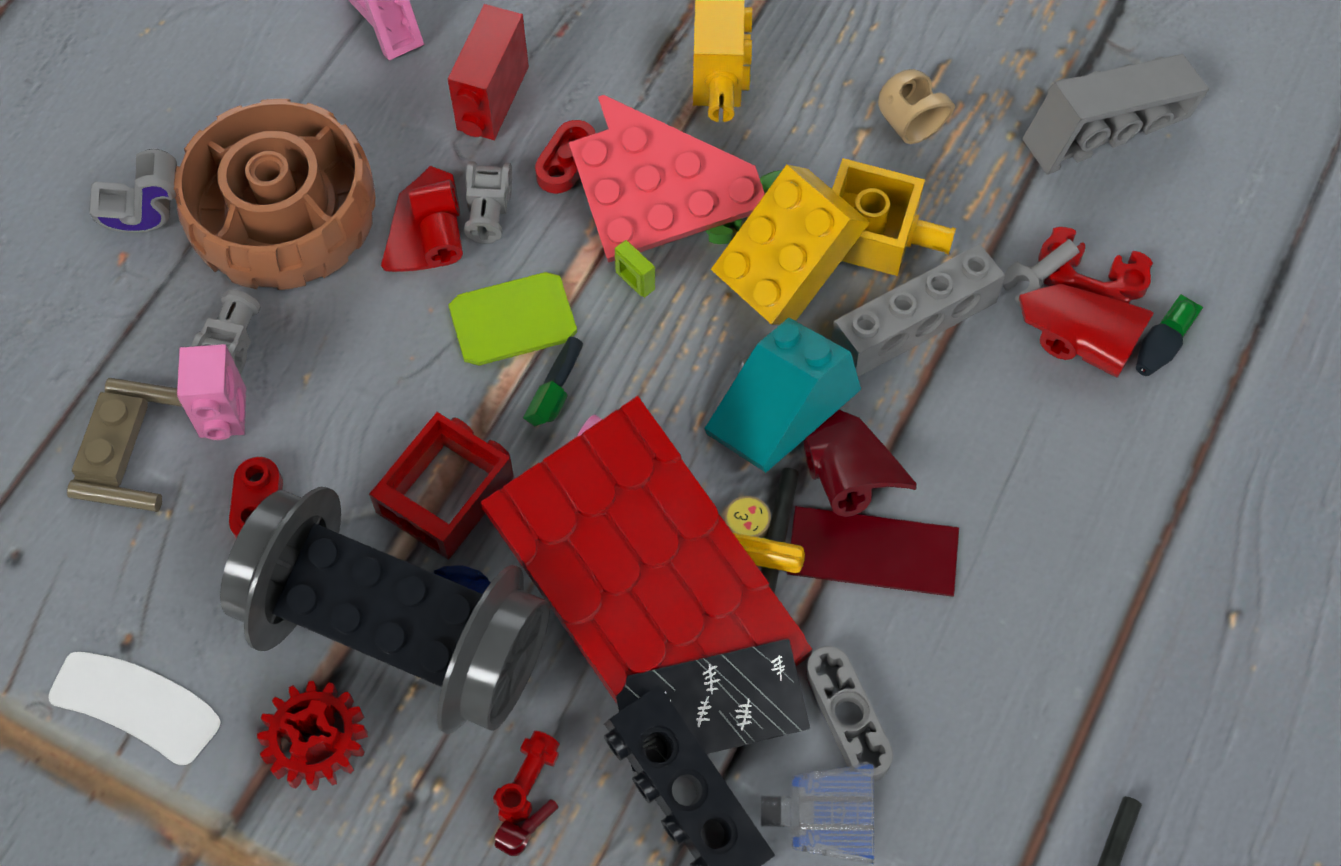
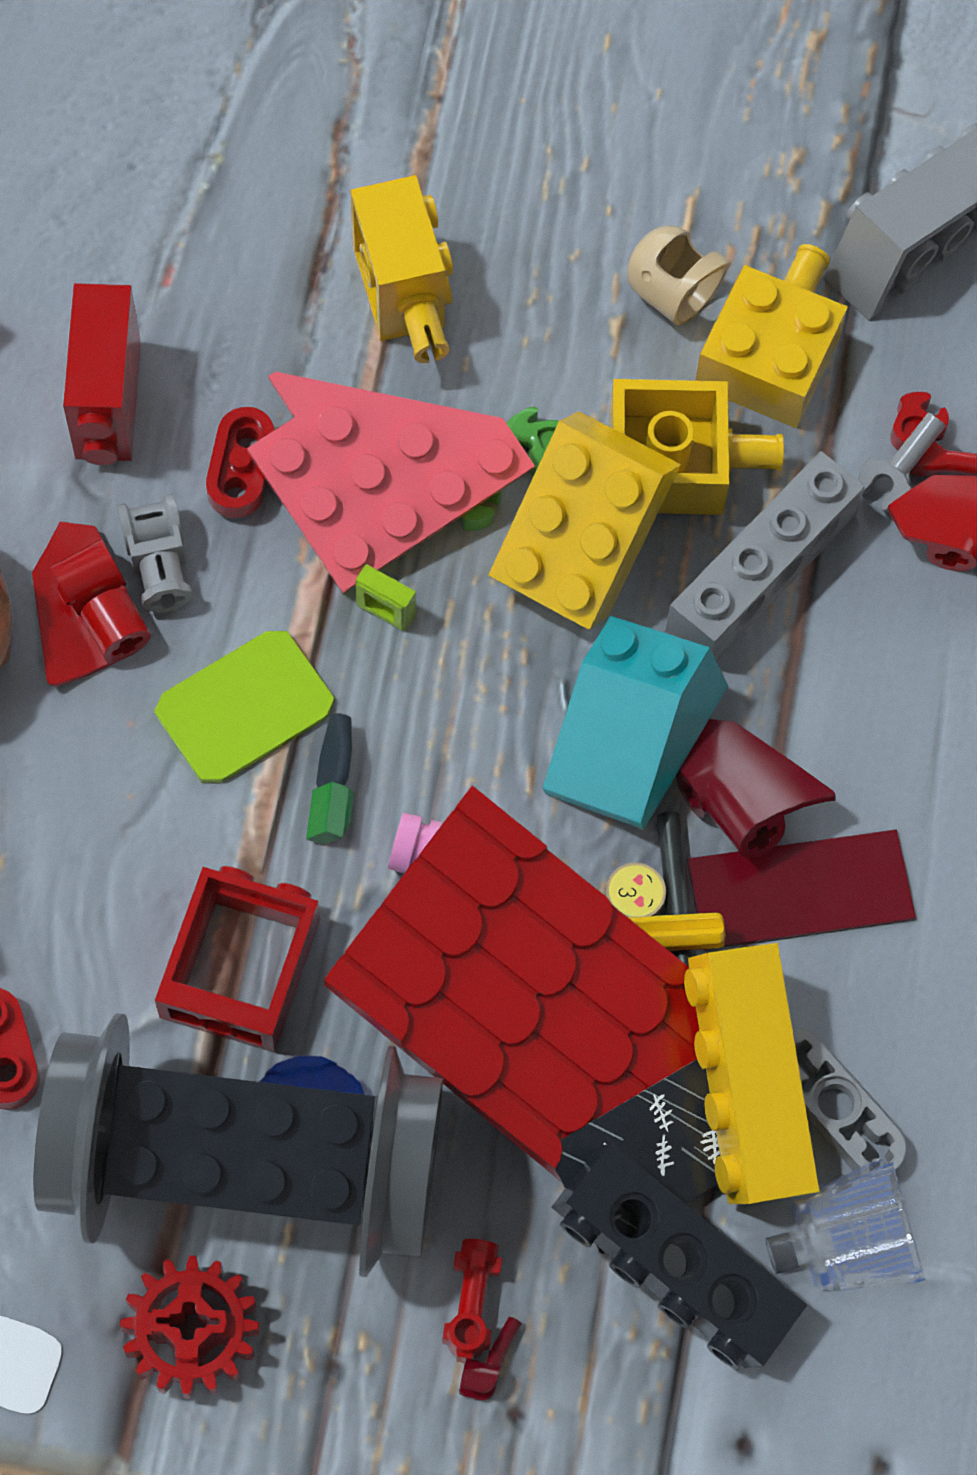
camera: 20 degrees left, 5 degrees up
(786, 668) = (751, 1074): none -> yellow brick
(972, 165) = (774, 338): none -> yellow brick

